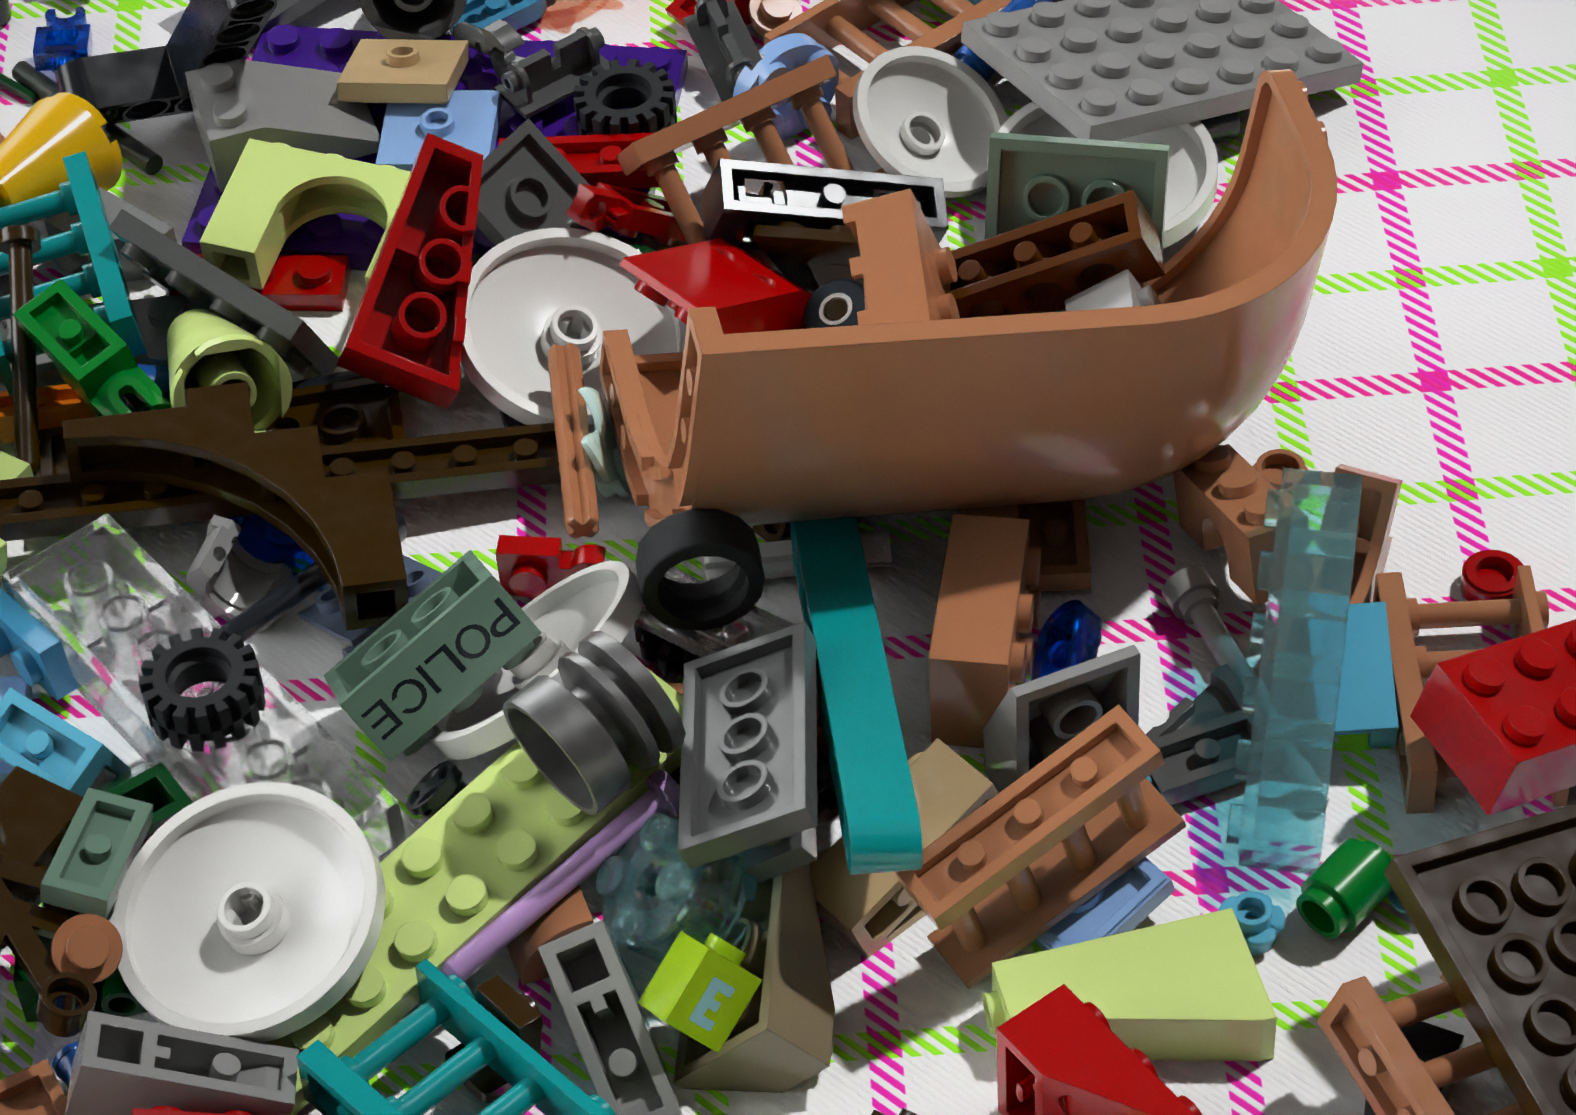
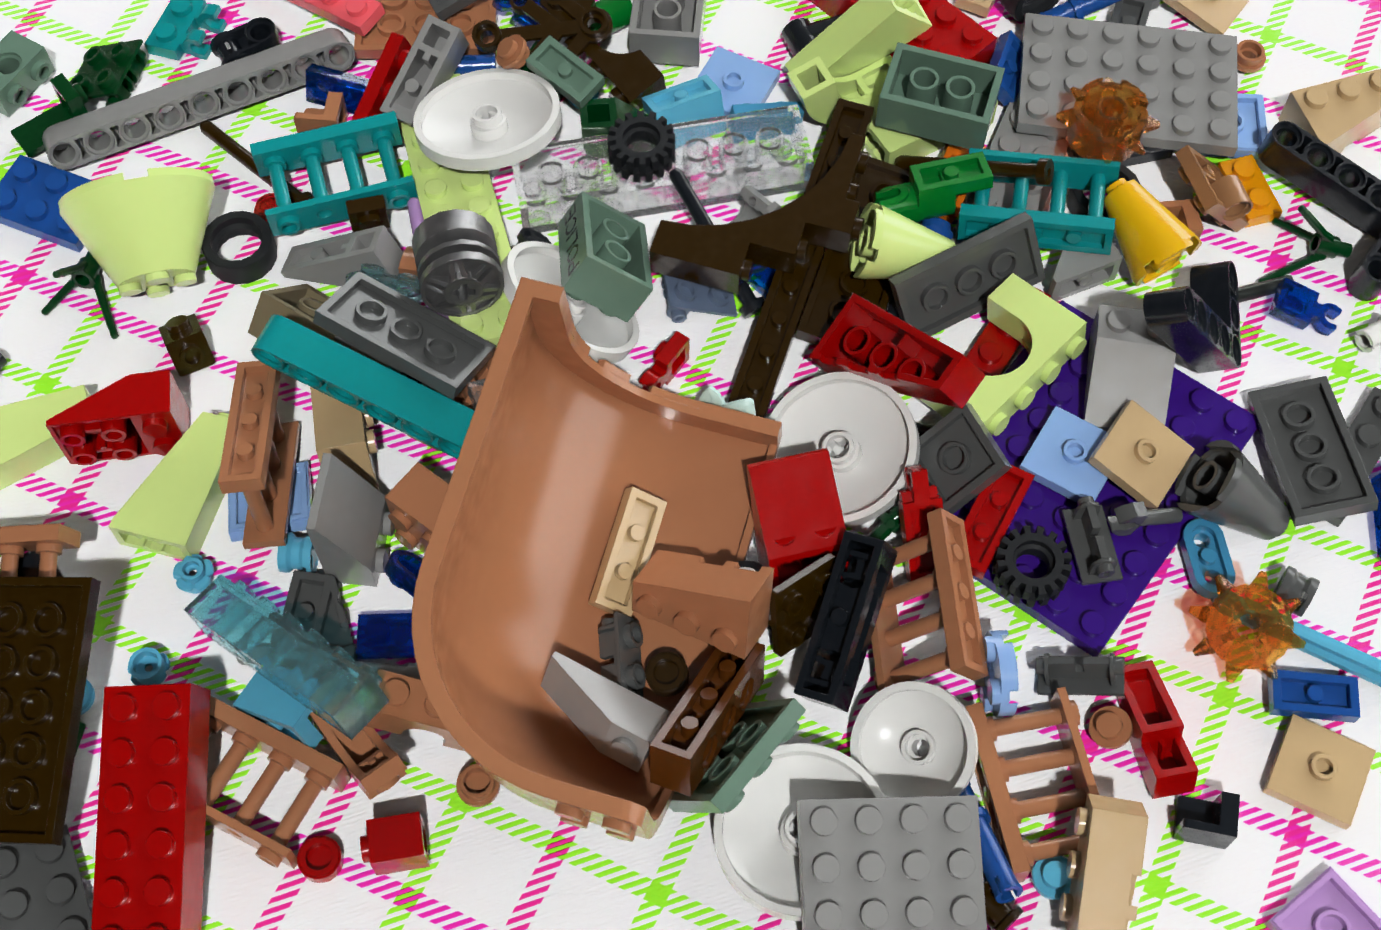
camera: 115 degrees right, 15 degrees up
(570, 427) = (693, 386): nougat axle -> none
(701, 989) = (313, 283): lime brick -> none
(1167, 662) = (384, 636): none -> clear blue plate
(1344, 888) = (168, 623): green brick -> none
(1431, 491) = (395, 843): none -> red brick

